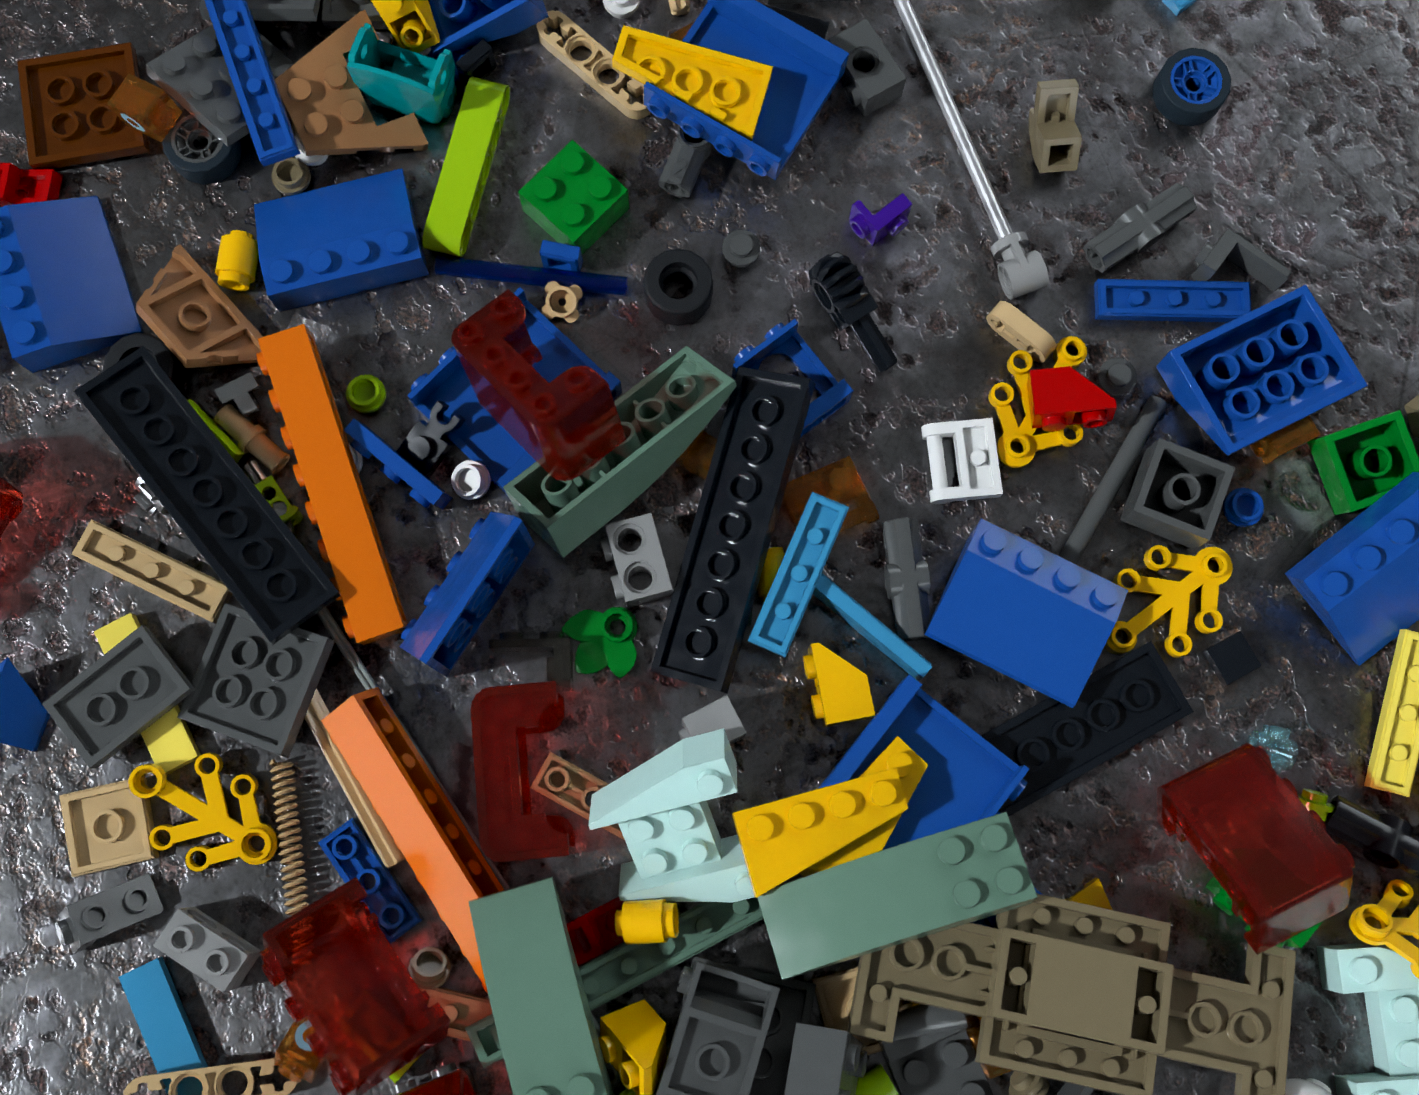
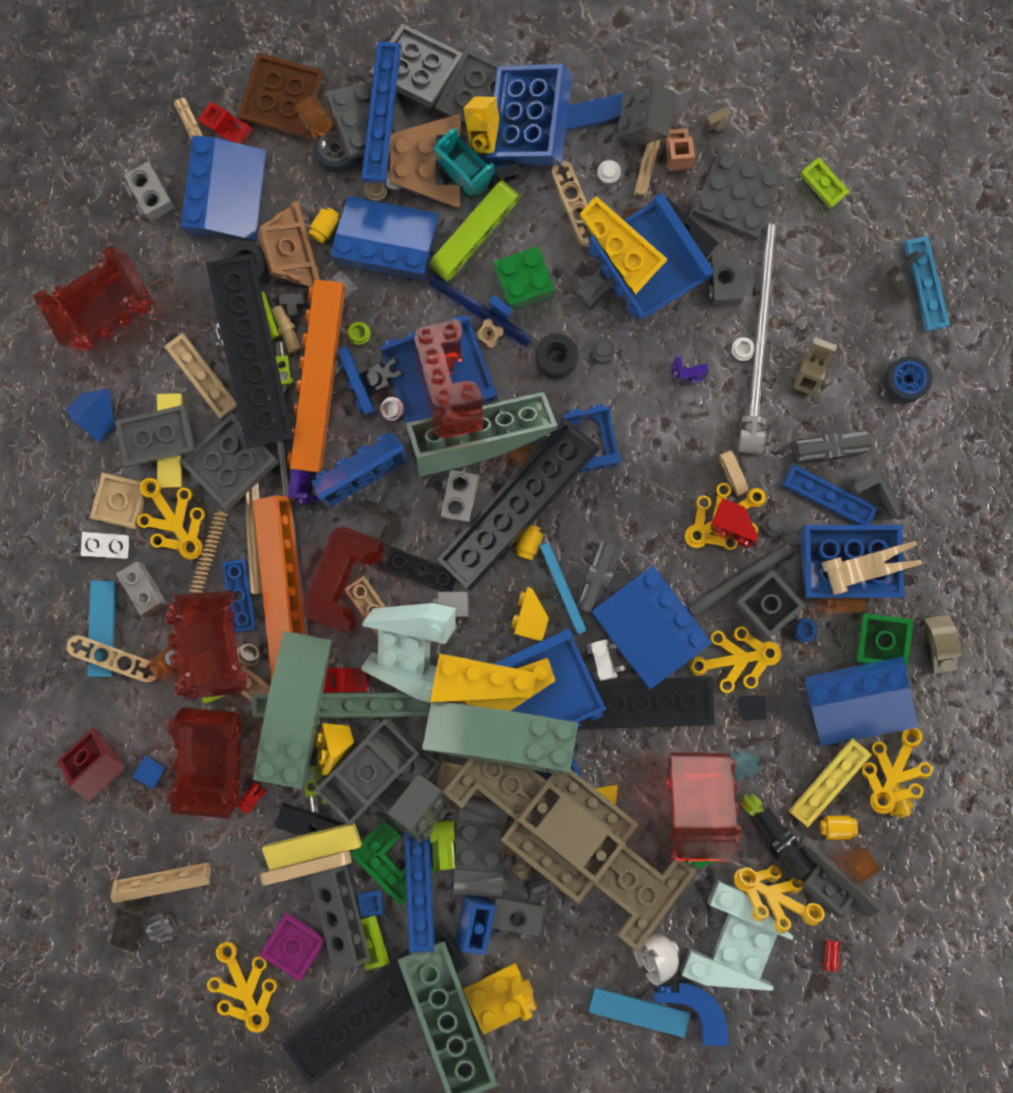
camera: 35 degrees right, 5 degrees up
(388, 664) = (301, 487): none -> dark purple bracket
(599, 645) = (416, 531): green plate -> none
(609, 701) = (407, 564): none -> black tile
(647, 921) = (369, 687): yellow brick -> none
(798, 574) = (539, 546): dark azure tile -> none
(834, 481) = (578, 507): clear orange plate -> none
(849, 303) = (645, 410): black gear -> none
(939, 154) = (743, 349): none -> white plate
(975, 460) = (670, 531): white plate -> none
(979, 698) = (604, 660): none -> white piece
(1291, 368) = (865, 567): none -> tan flag

